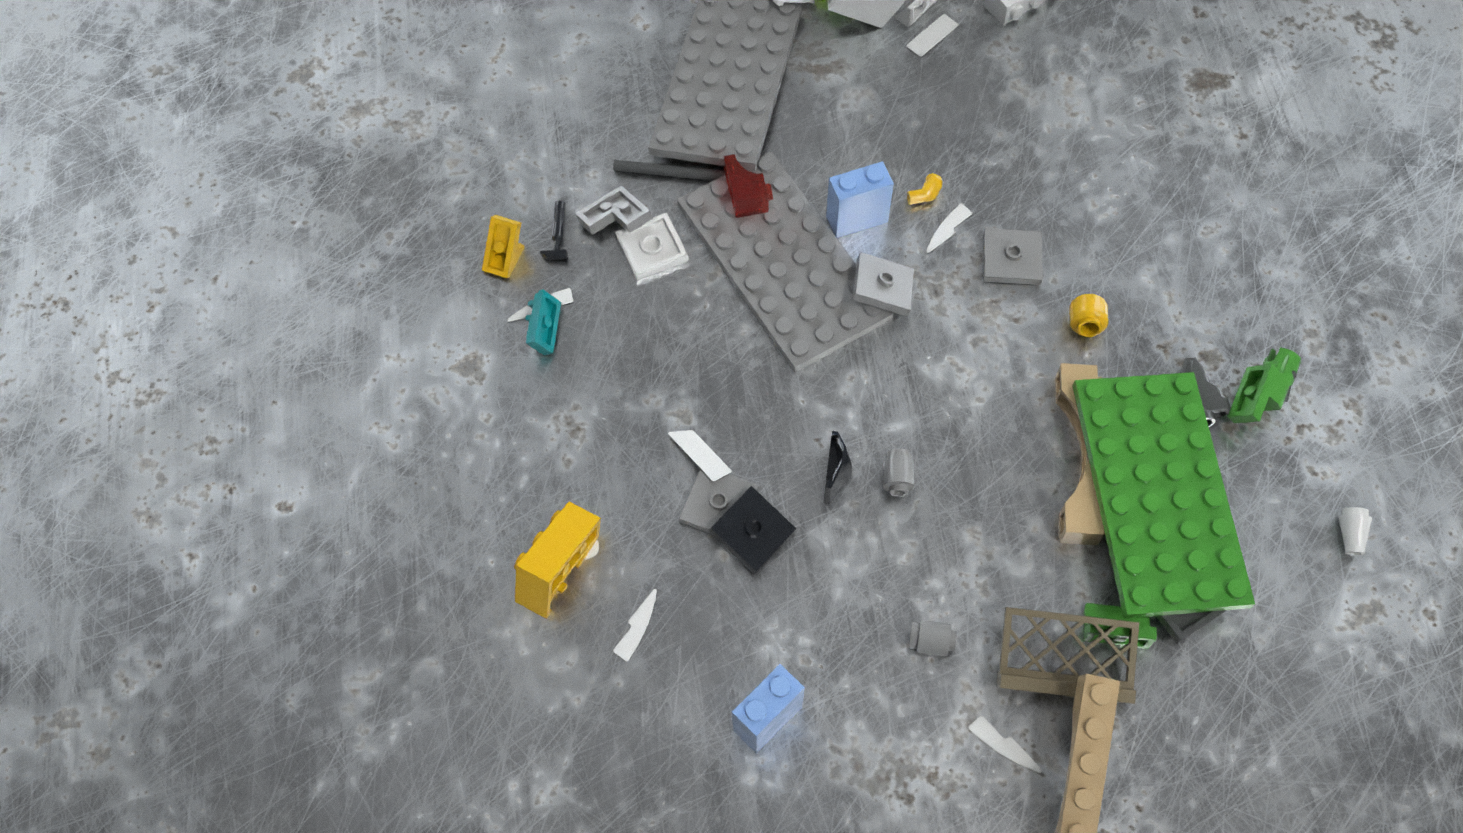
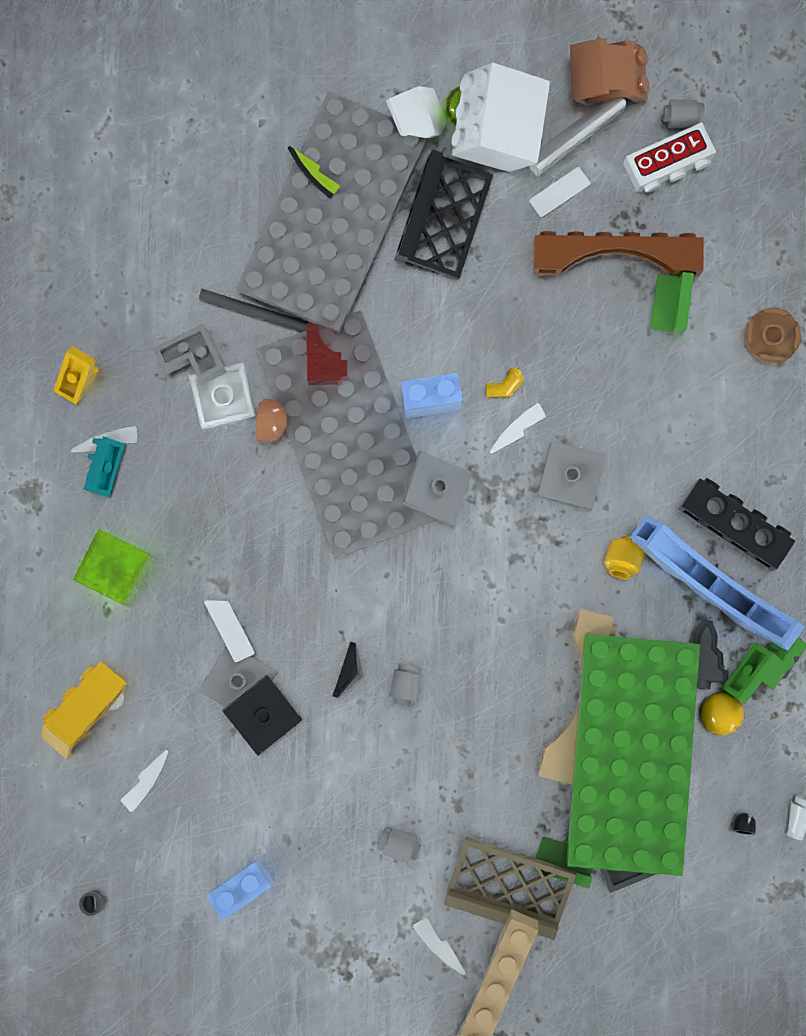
camera: 10 degrees right, 20 degrees up
(557, 233) = (132, 363): black piece -> none
(567, 412) = (113, 567): none -> clear neon green brick
(593, 769) = (87, 903): none -> dark grey hinge
(701, 46) = (311, 171): none -> sticker
(705, 252) = (270, 420): none -> nougat hair
(808, 66) = (420, 208): none -> black fence
(1053, 59) = (674, 254): none -> dark orange arch
(1065, 99) = (672, 302): none -> bright green panel
(1165, 111) = (772, 335): none -> medium nougat tile
(1185, 321) = (713, 585): none -> light blue arch
(1199, 278) = (779, 538): none -> black brick
(1236, 444) = (722, 713): none -> yellow hair
(1298, 550) = (744, 824): none -> black hinge

